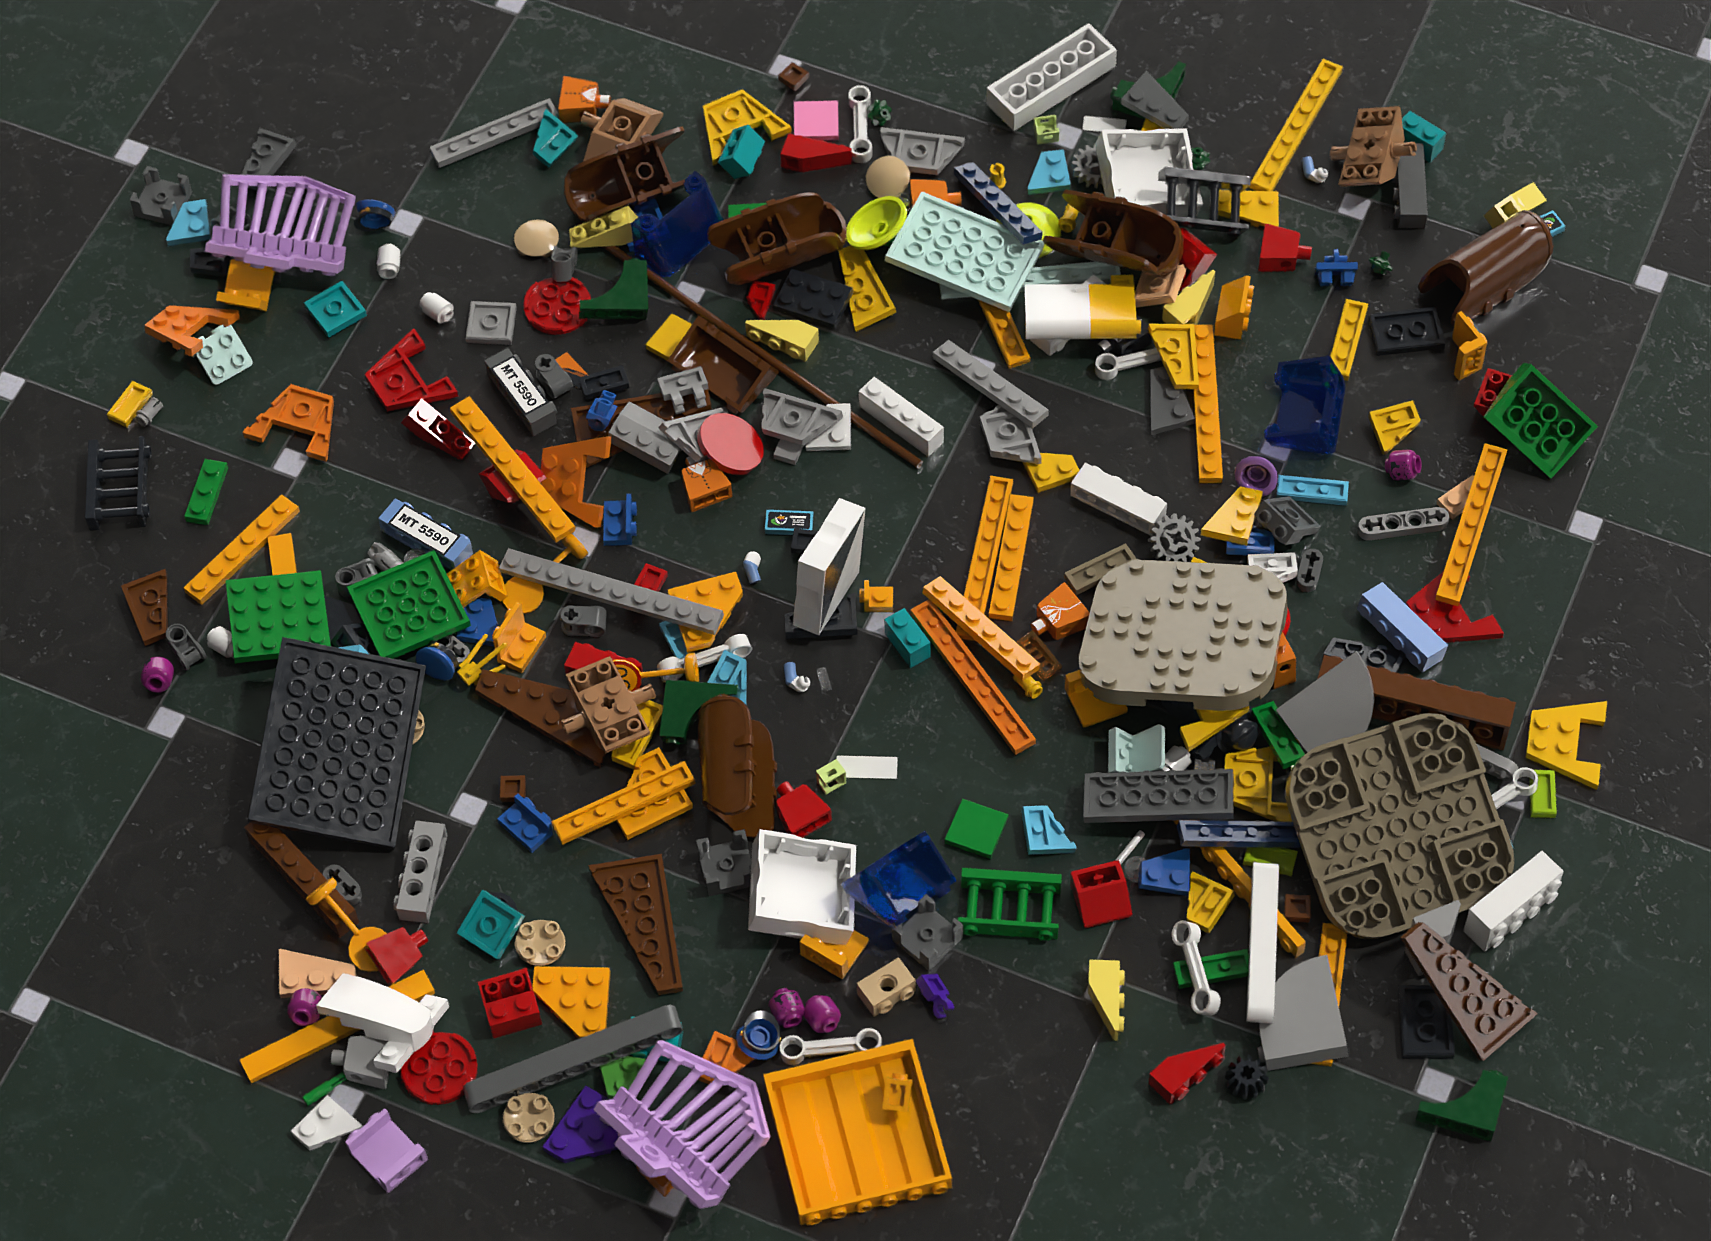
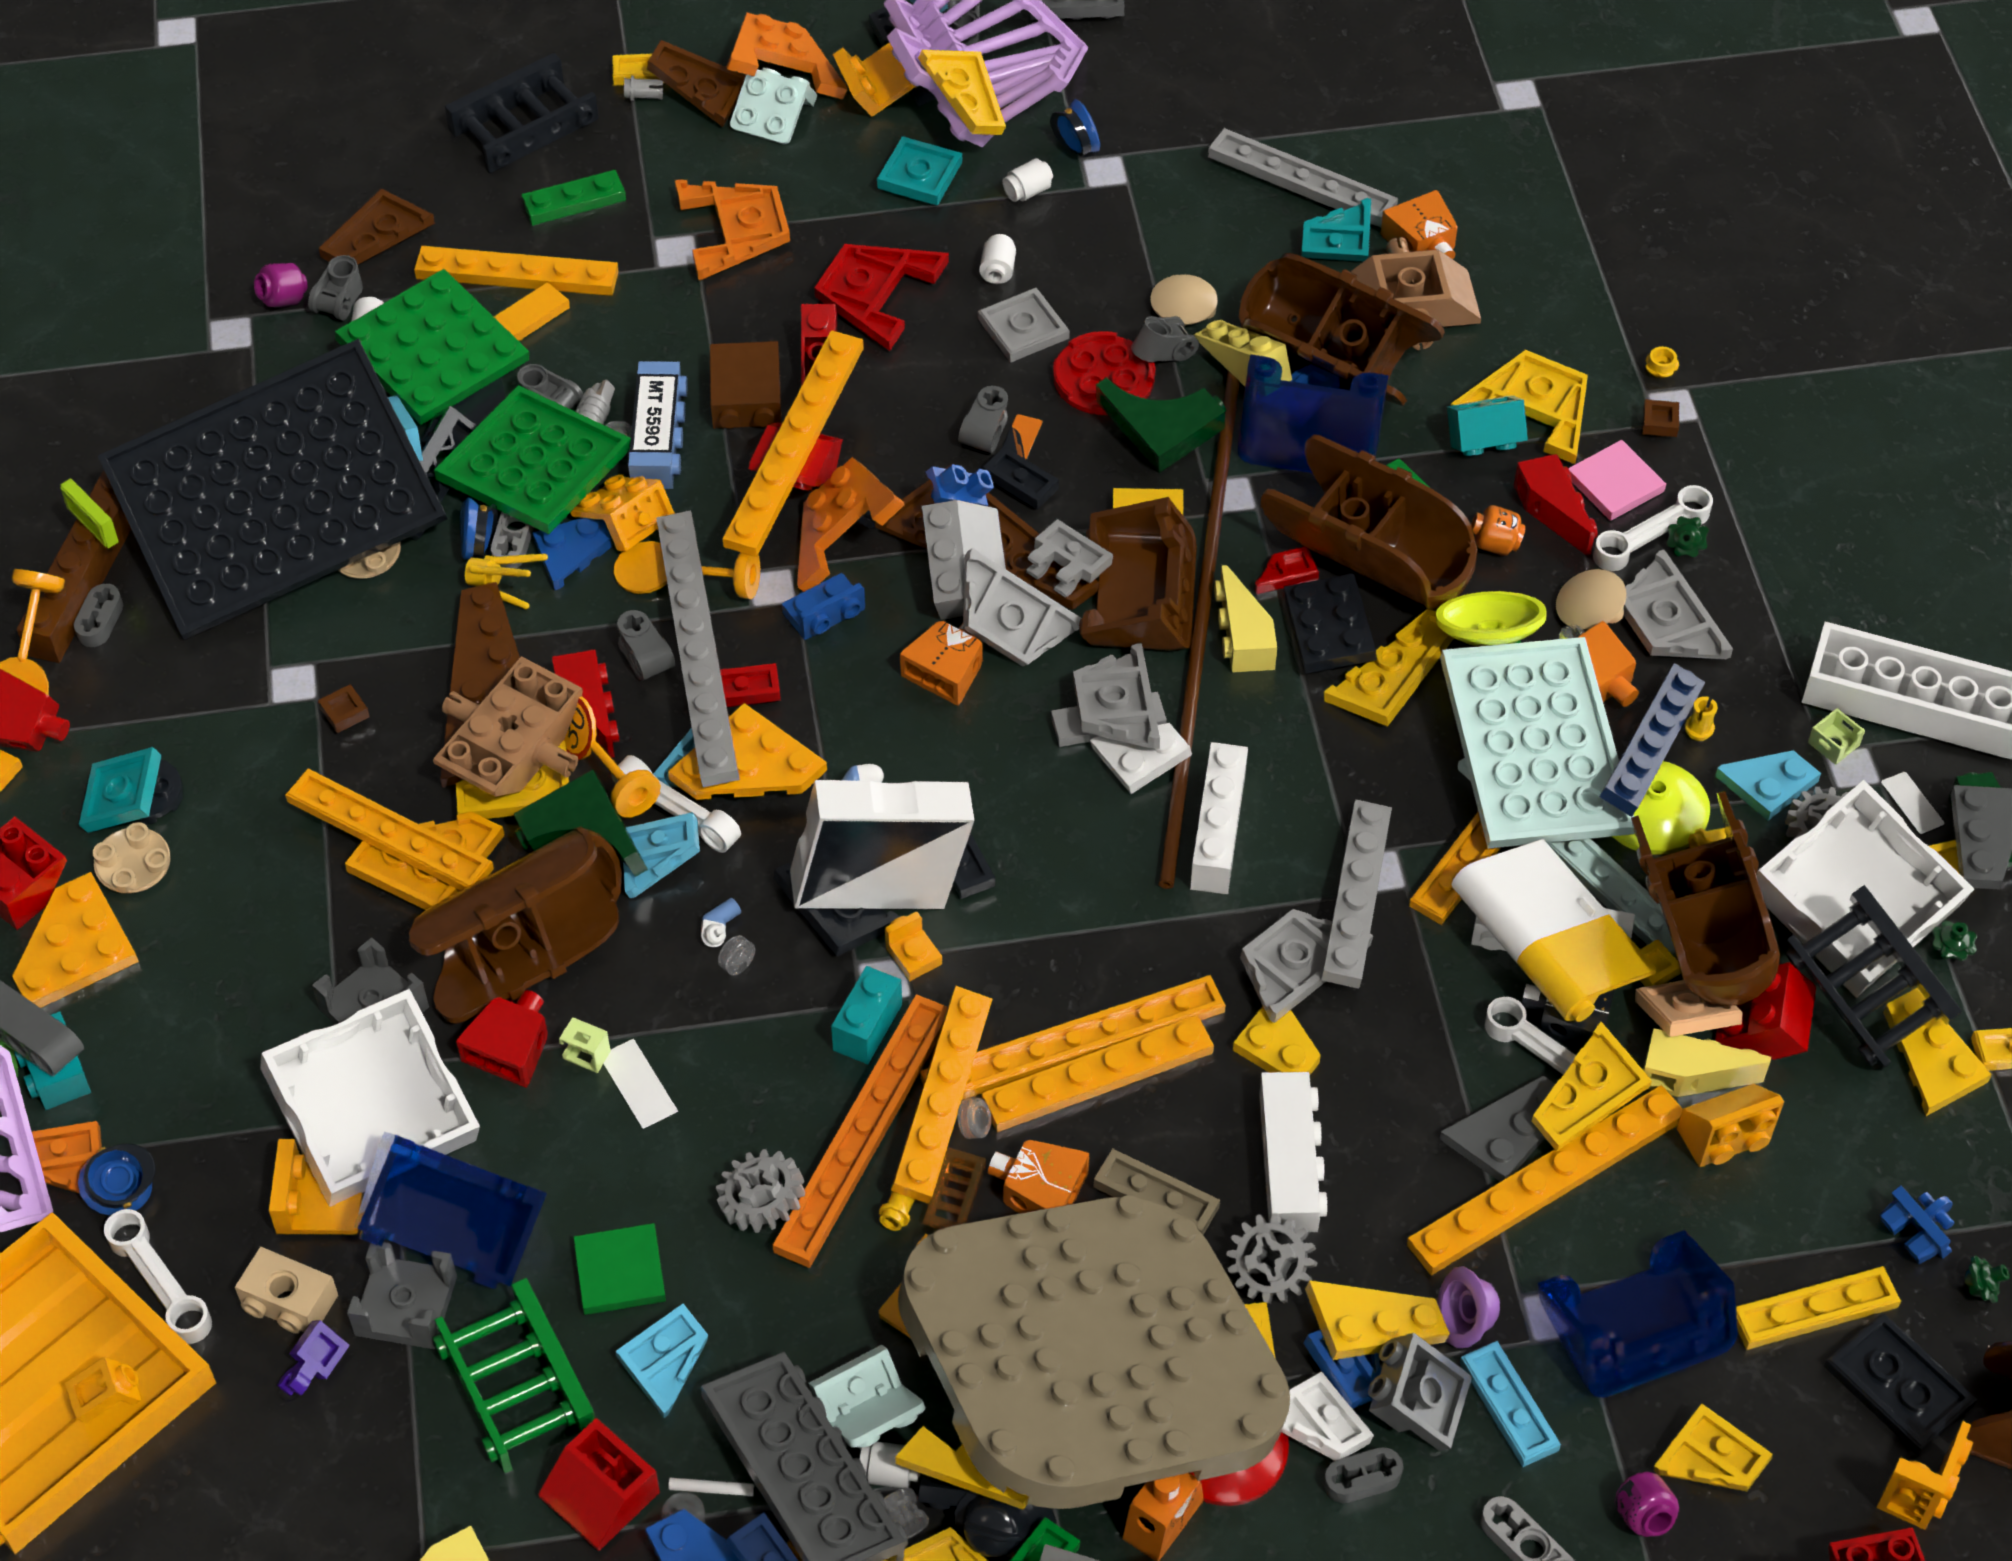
camera: 55 degrees right, 5 degrees down
(170, 379) = (698, 80): none -> reddish brown wing
(286, 844) = (89, 513): none -> lime tile
(312, 246) = (966, 87): none -> yellow wing
(419, 907) = (160, 680): light grey brick -> none
(431, 477) = (745, 384): none -> reddish brown brick
(521, 392) = (939, 403): brick -> none
(521, 639) = (563, 589): light orange bracket -> none
(526, 823) = (301, 748): blue bracket -> none
(642, 908) = (242, 945): reddish brown wing -> none
(730, 443) = (1022, 650): tile -> none
(759, 49) = (1662, 362): none -> yellow plate
(785, 521) = (955, 768): tile -> none
(787, 1007) = (182, 1187): magenta head -> none
(813, 184) = (1498, 530): none -> orange head
(822, 1014) = (197, 1235): magenta head -> none
(989, 732) = (760, 1190): none -> light grey gear
(1003, 623) = (974, 1118): none -> clear tile
(1281, 249) = (1891, 1131): red torso -> none

